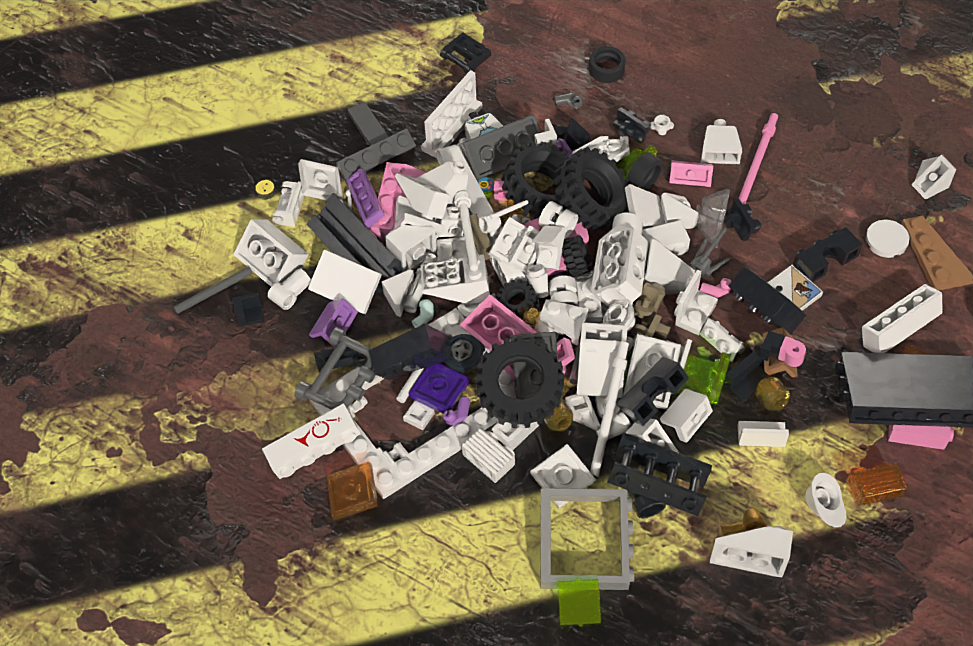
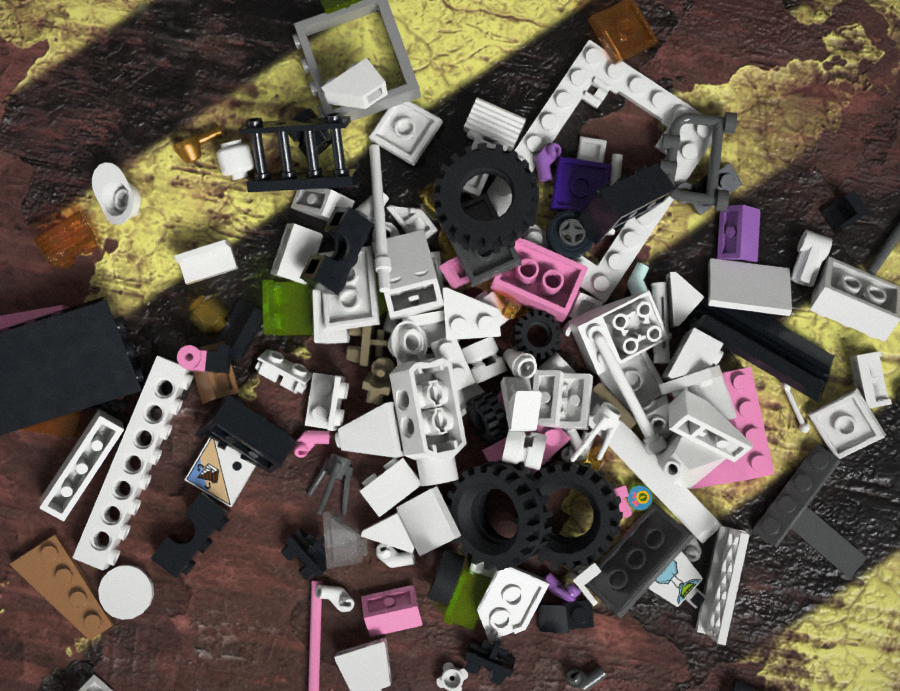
camera: 160 degrees right, 30 degrees up
(311, 441) = (691, 65): white brick -> none
(365, 198) = (778, 412): medium lavender tile -> none
(593, 498) = (356, 87): none -> white slope
(718, 498) = (235, 159): none -> white head
(734, 193) = (336, 595): none -> white arm
(757, 550) = (171, 107): white slope -> none
(870, 302) = (90, 548): none -> white brick

